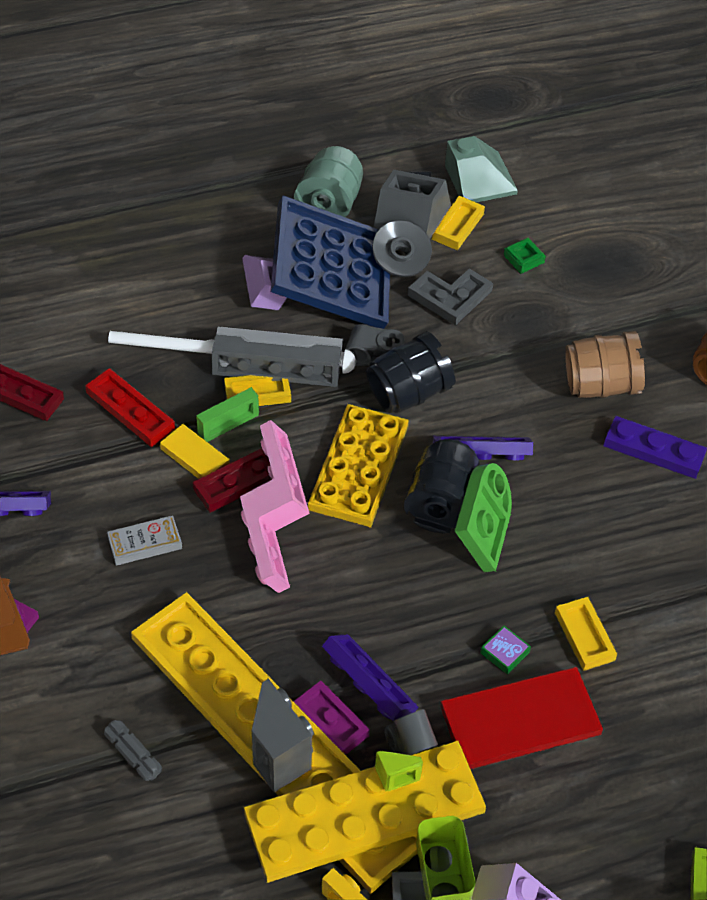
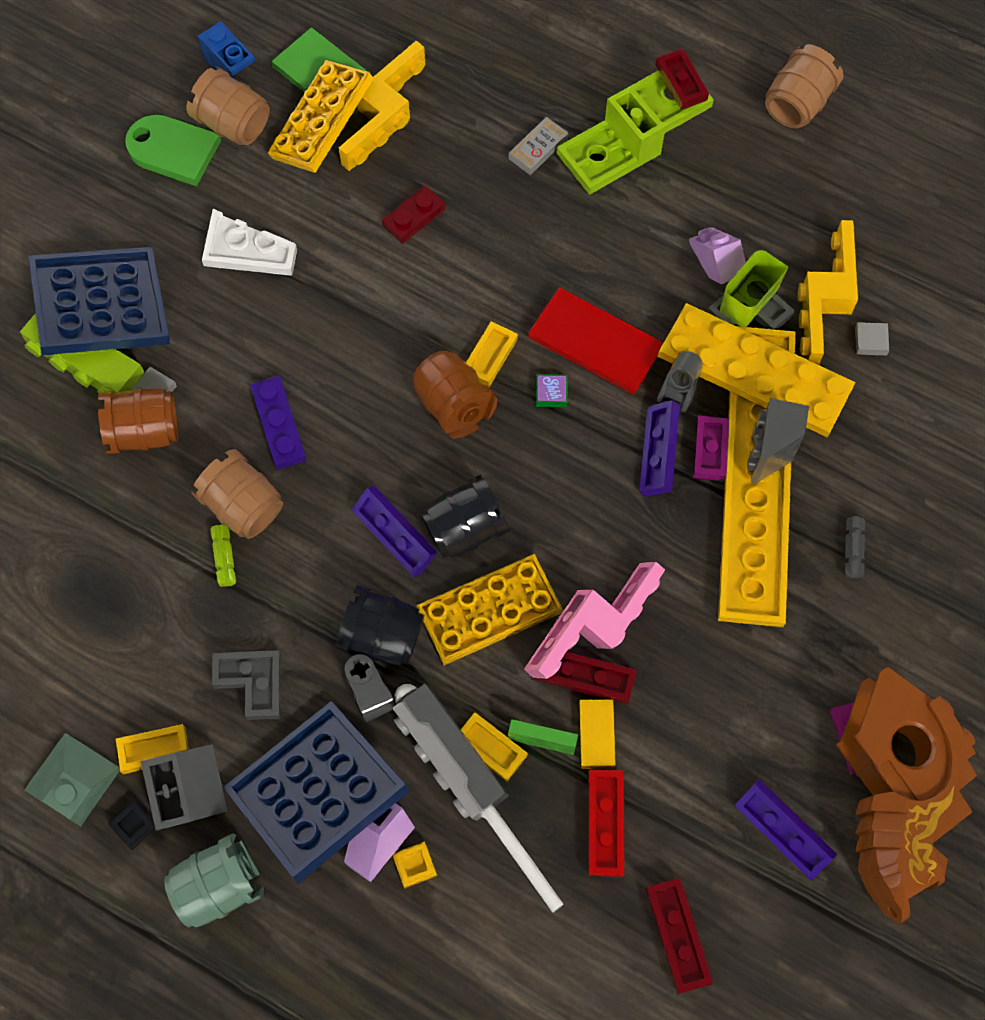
camera: 130 degrees left, 15 degrees up
(144, 540) = (703, 695): light grey tile -> none
(228, 296) = (414, 864): none -> yellow tile
(397, 769) = (725, 352): lime slope -> none
(404, 237) = (240, 740): dark grey dish -> none
(485, 515) = (463, 471): bright green tile -> none
(524, 255) = (147, 664): green tile -> none
(560, 338) = (223, 555): none -> lime axle
(566, 560) = (453, 393): none -> dark orange piece

